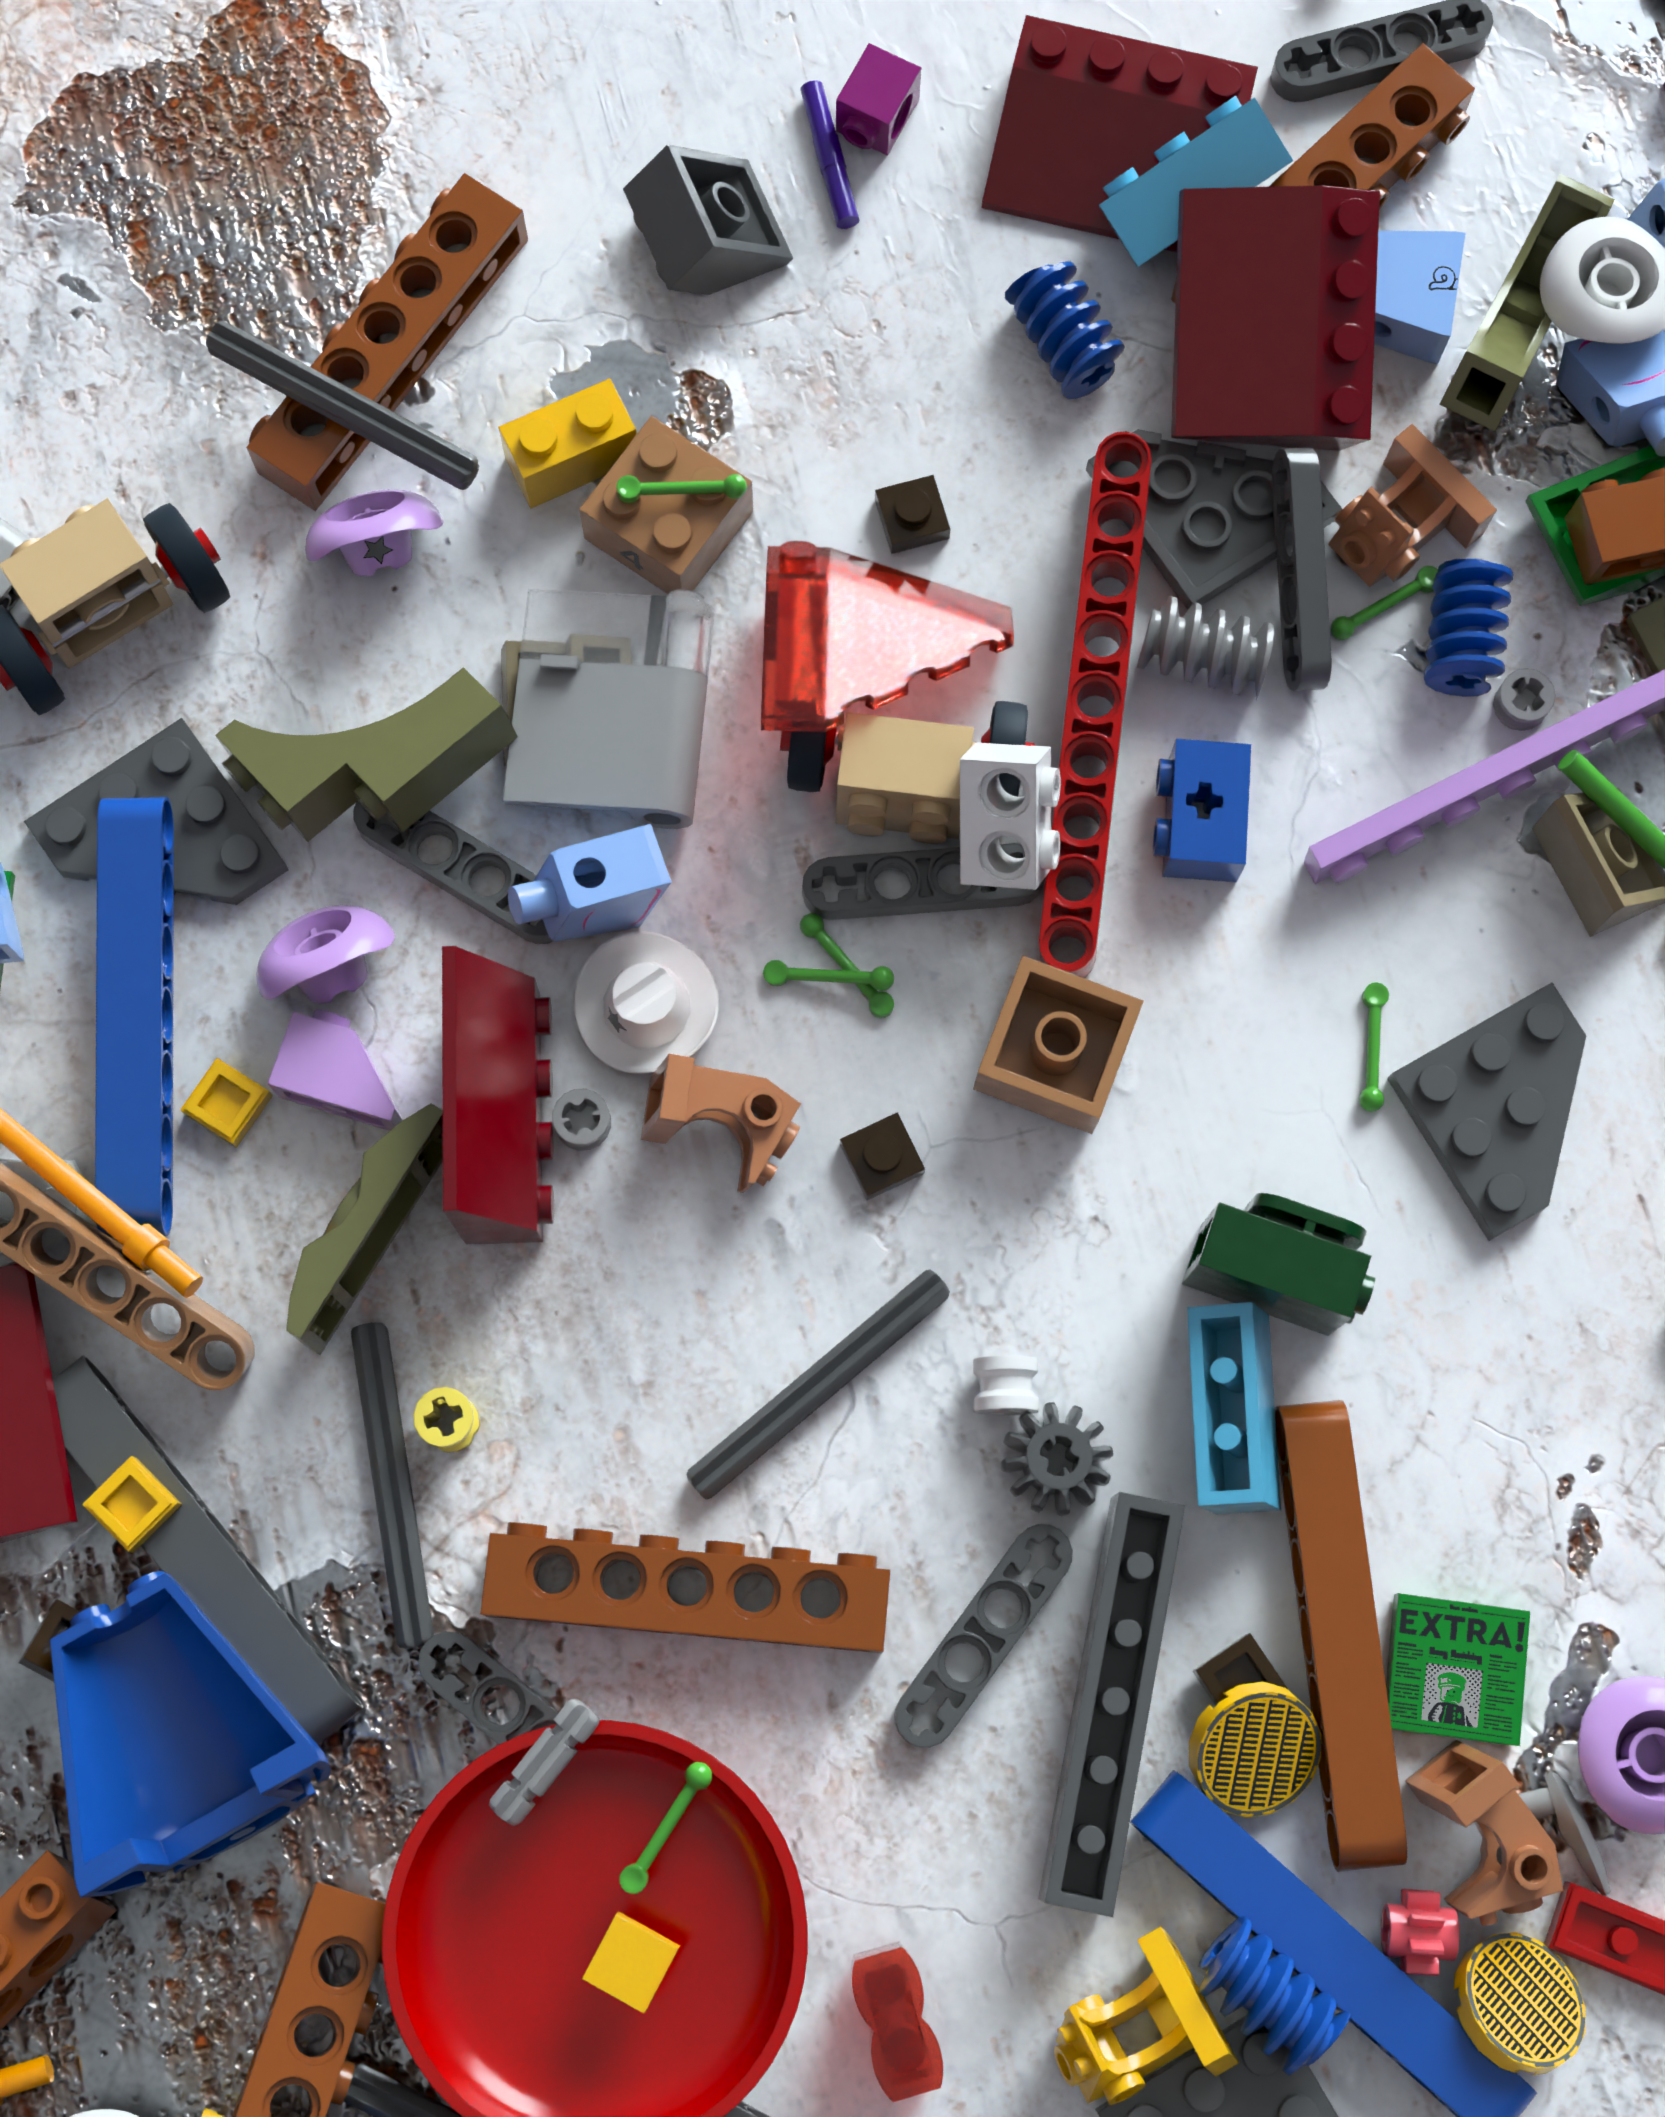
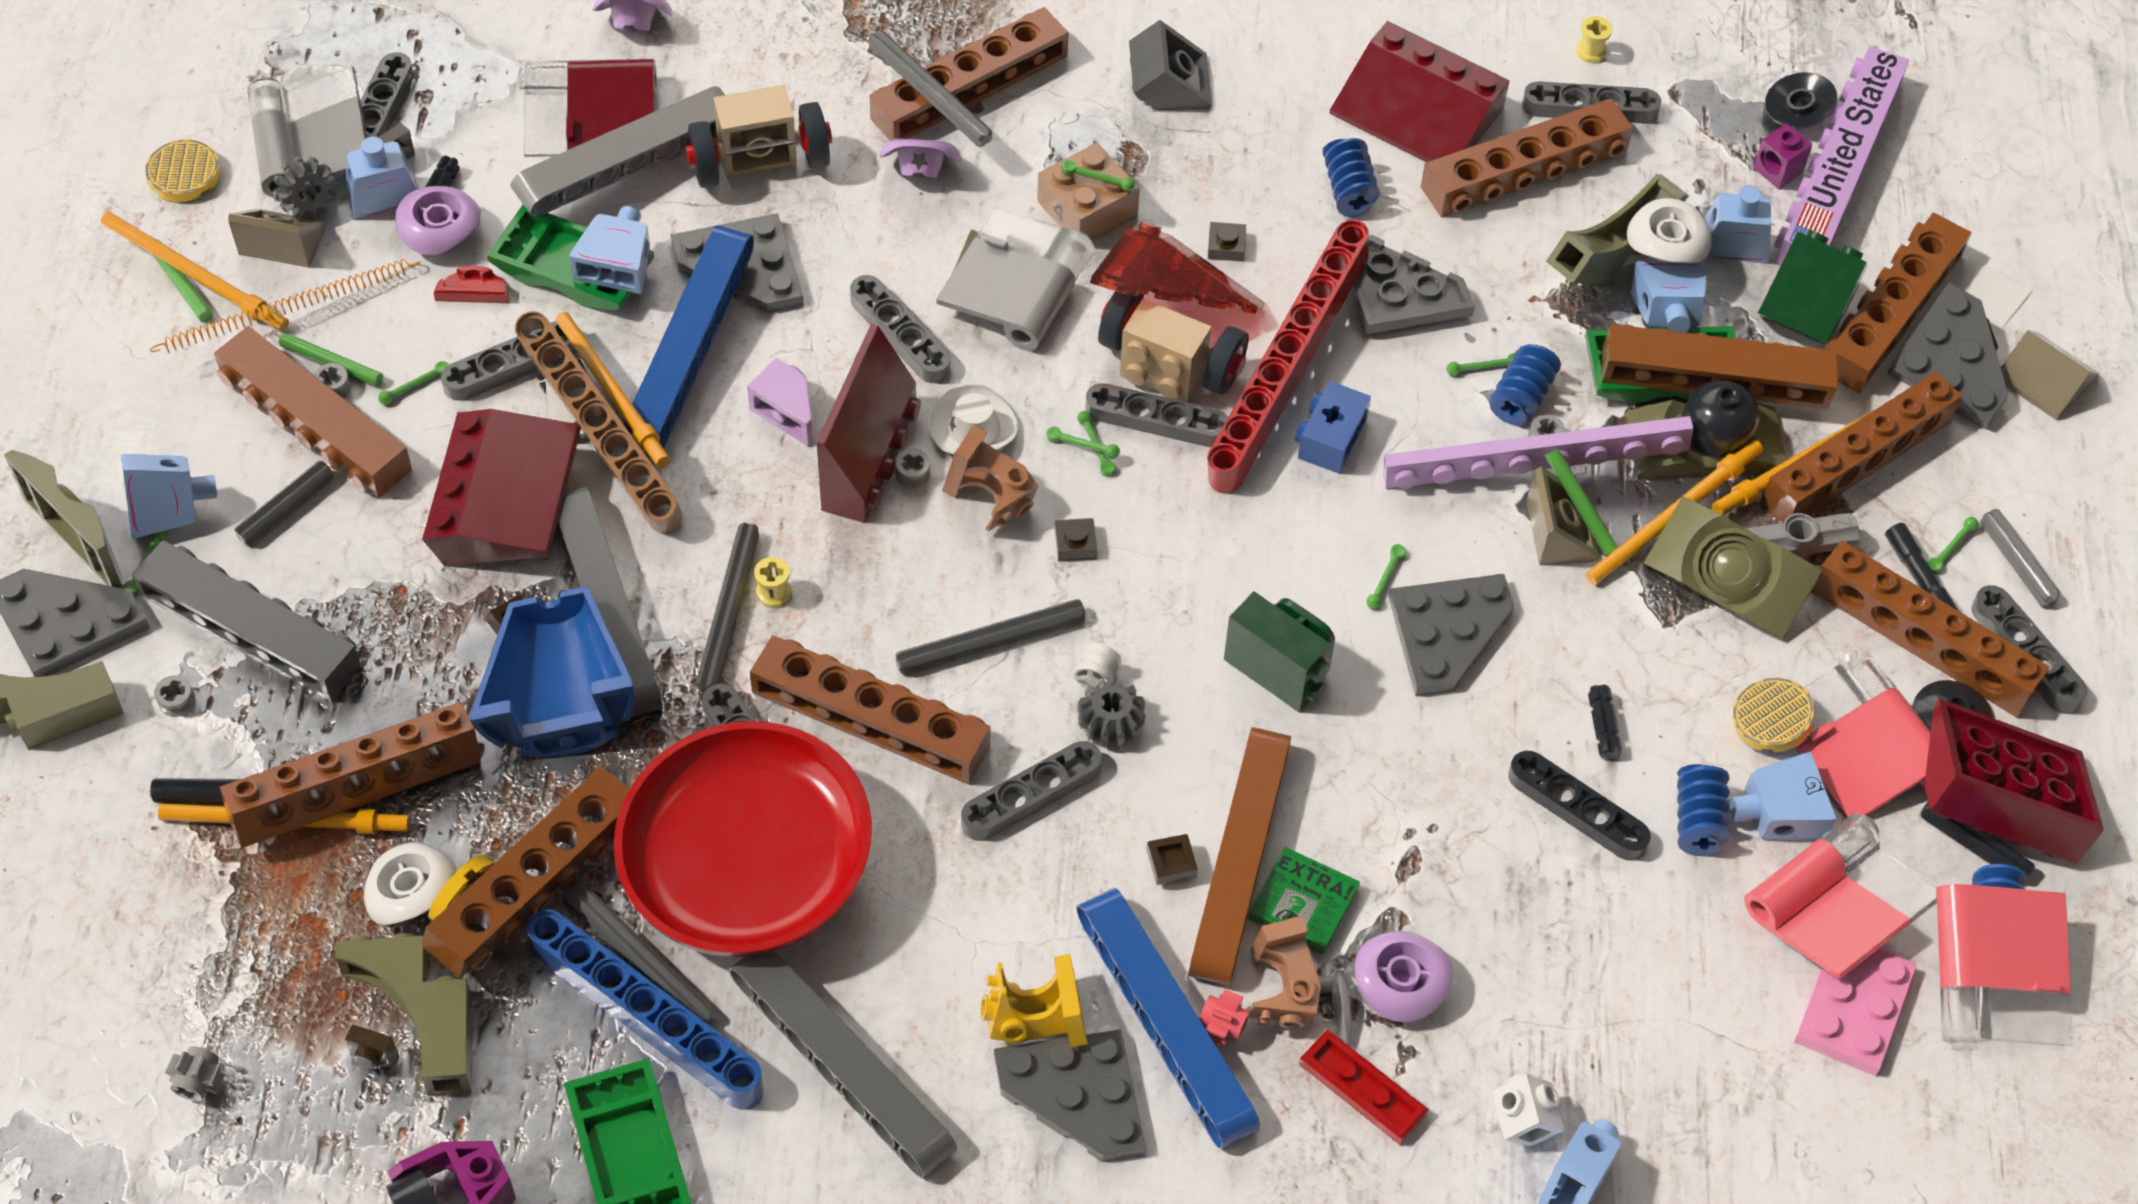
camera: 20 degrees right, 20 degrees down
(132, 1504) = (582, 556): yellow tile -> none
(226, 1102) = (719, 400): yellow tile -> none
(322, 952) = (804, 340): lavender hat -> none
(364, 1226) = (766, 472): olive slope -> none
(388, 766) = (879, 260): olive arch -> none
(544, 1762) = (754, 733): light grey axle -> none
(567, 442) = (1043, 144): yellow brick -> none
(594, 886) = (968, 347): light blue torso -> none
(631, 1962) = (758, 847): yellow tile -> none
(635, 1876) = (779, 808): bright green hinge -> none
(829, 154) = (1253, 63): dark purple piece -> none
(877, 99) = (1290, 42): magenta brick -> none
(900, 2037) = (896, 952): clear red brick -> none
(992, 812) = (1202, 371): white brick -> none
(1057, 1044) = (1198, 507): medium nougat brick -> none
(1111, 1704) = (1089, 838): dark grey brick -> none
(1207, 646) = (1365, 349): light grey piece -> none
(1233, 153) = (1450, 123): medium azure brick -> none
(1233, 1408) = (1224, 716): medium azure brick -> none
(1255, 1749) = (1165, 891): tile -> none
(1271, 1995) = (1115, 1009): blue piece -> none
(1275, 315) = (1468, 197): dark red slope -> none
(1301, 569) = (1436, 324): dark grey beam -> none
(1417, 291) = (1551, 211): light blue torso -> none
(1427, 495) = (1527, 314): nougat tile -> none
(1520, 2003) = (1269, 1072): tile -> none

